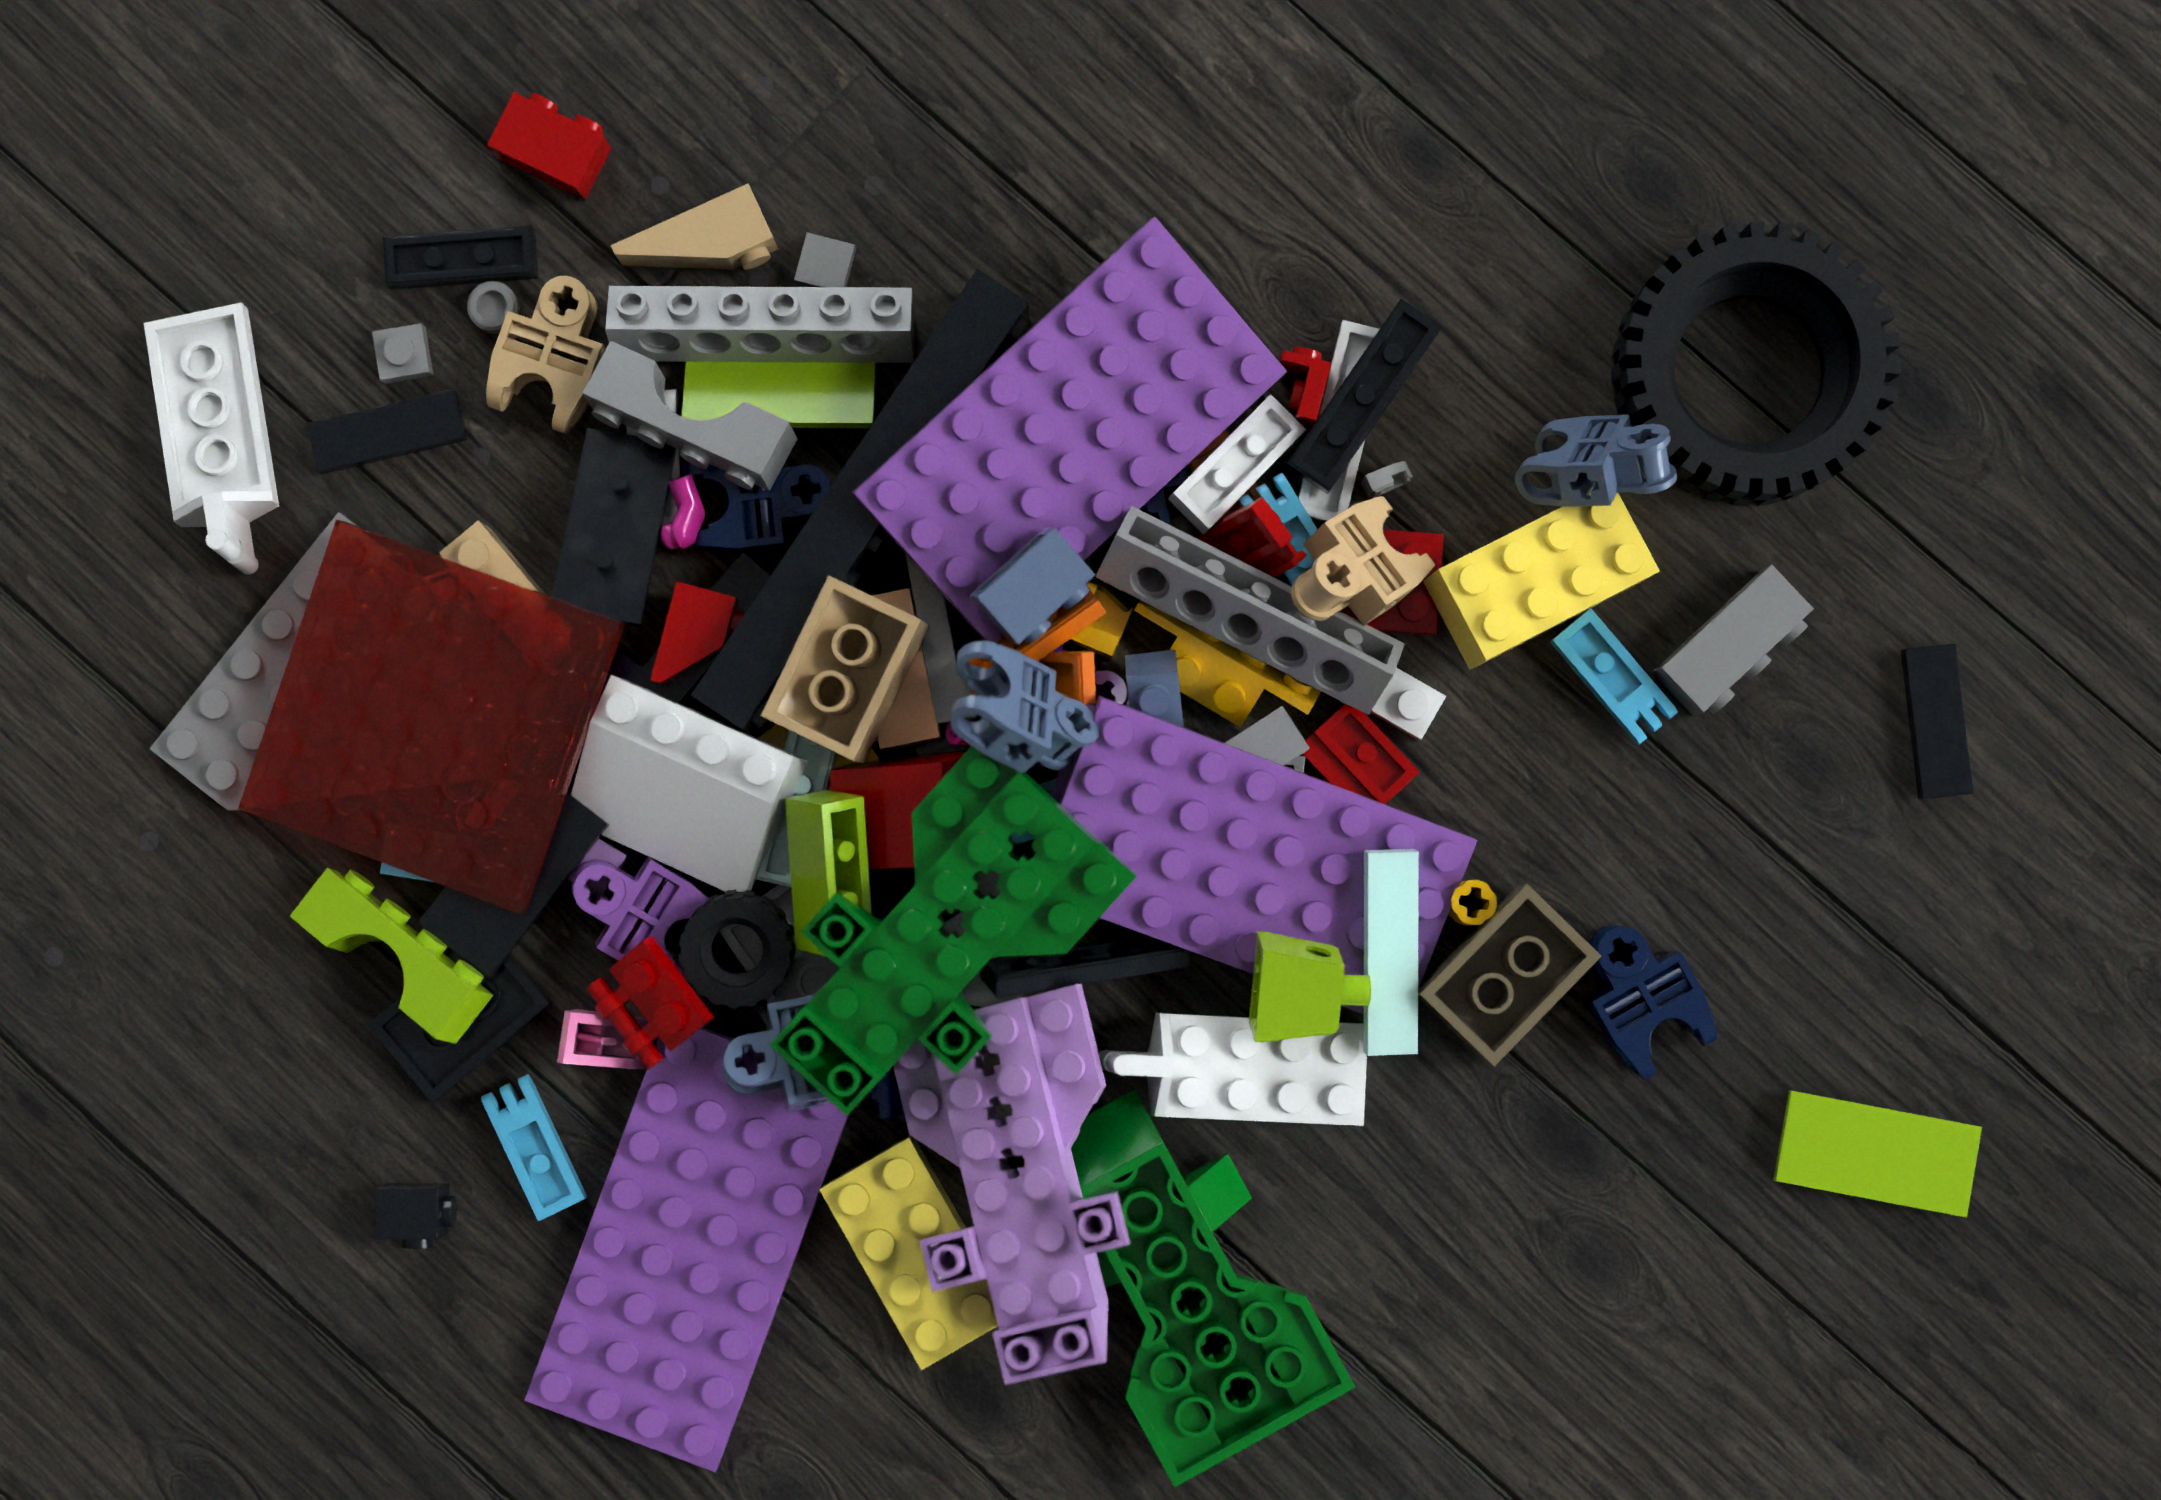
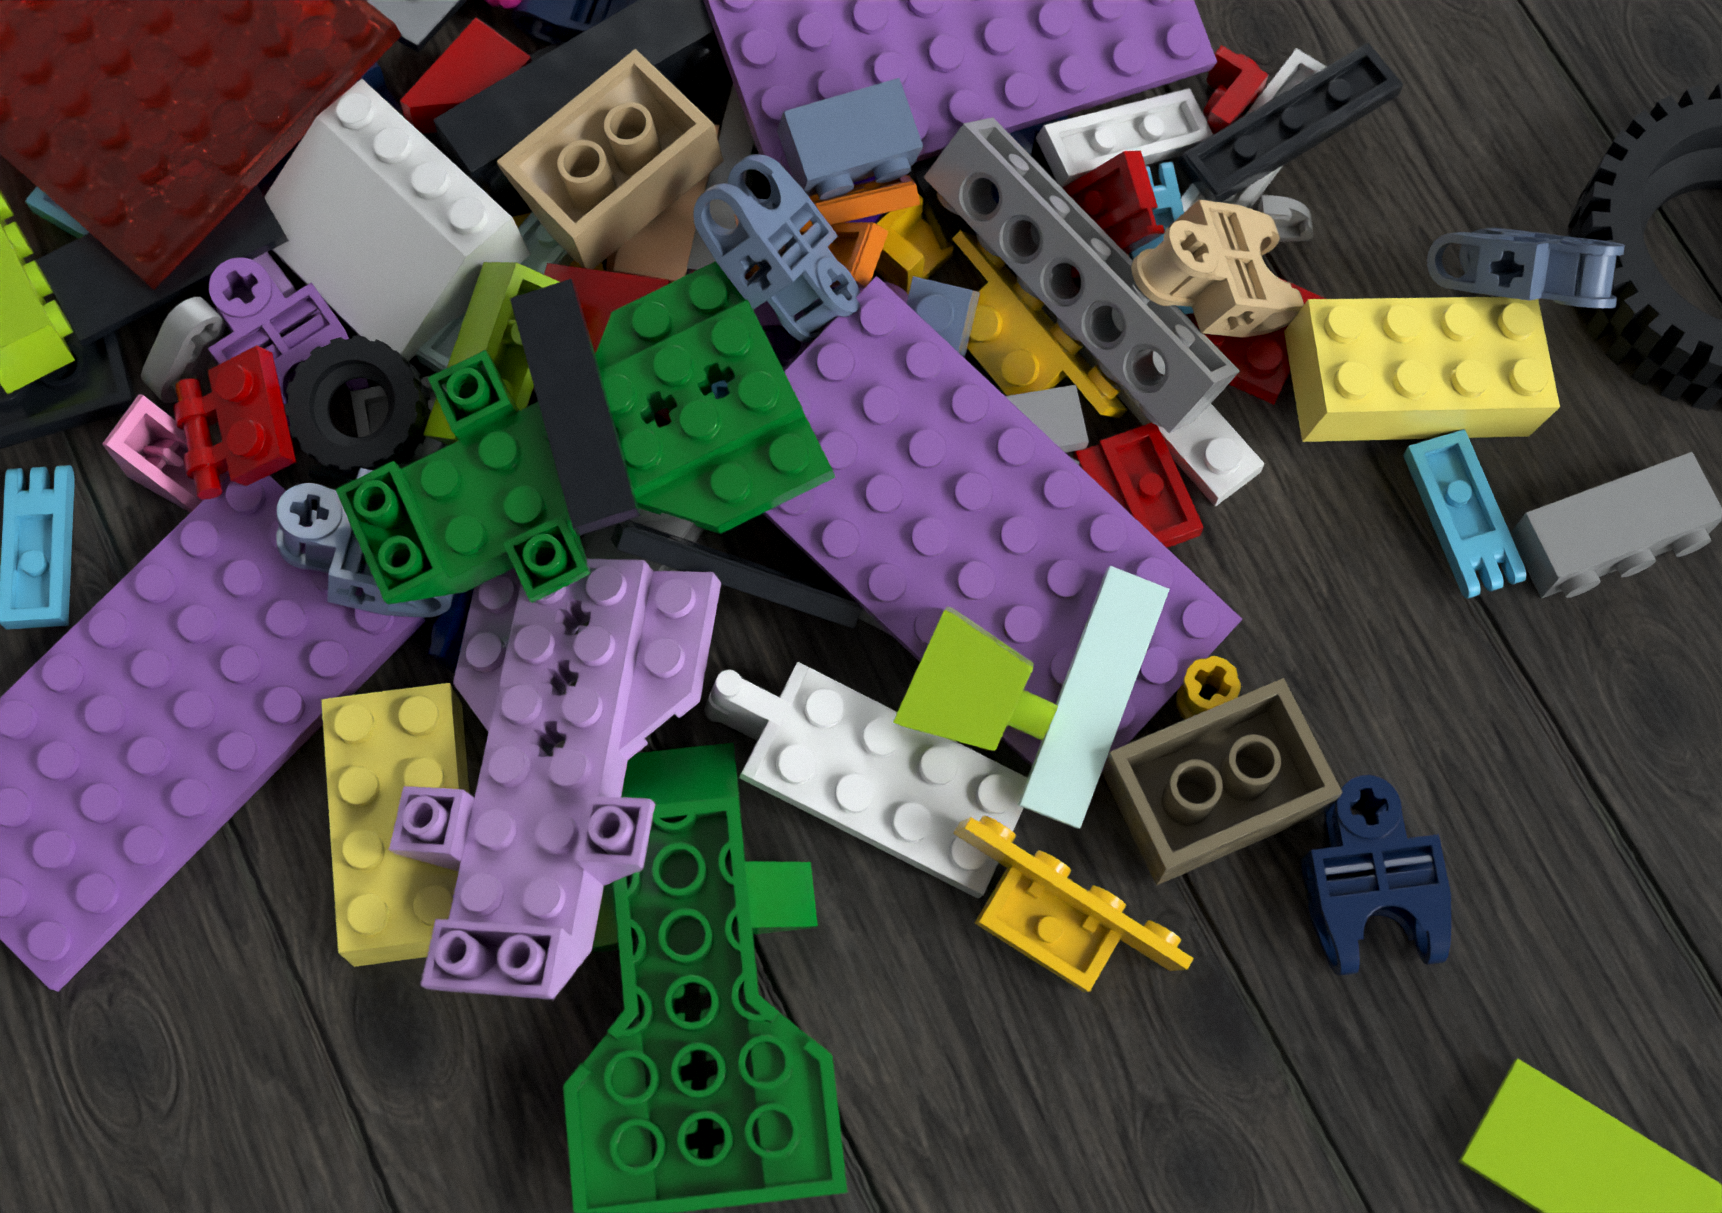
camera: 20 degrees right, 15 degrees down
(572, 950) = (182, 347): none -> light grey beam
(925, 913) = (575, 407): none -> black tile
(1425, 1128) = (1057, 919): none -> yellow bracket

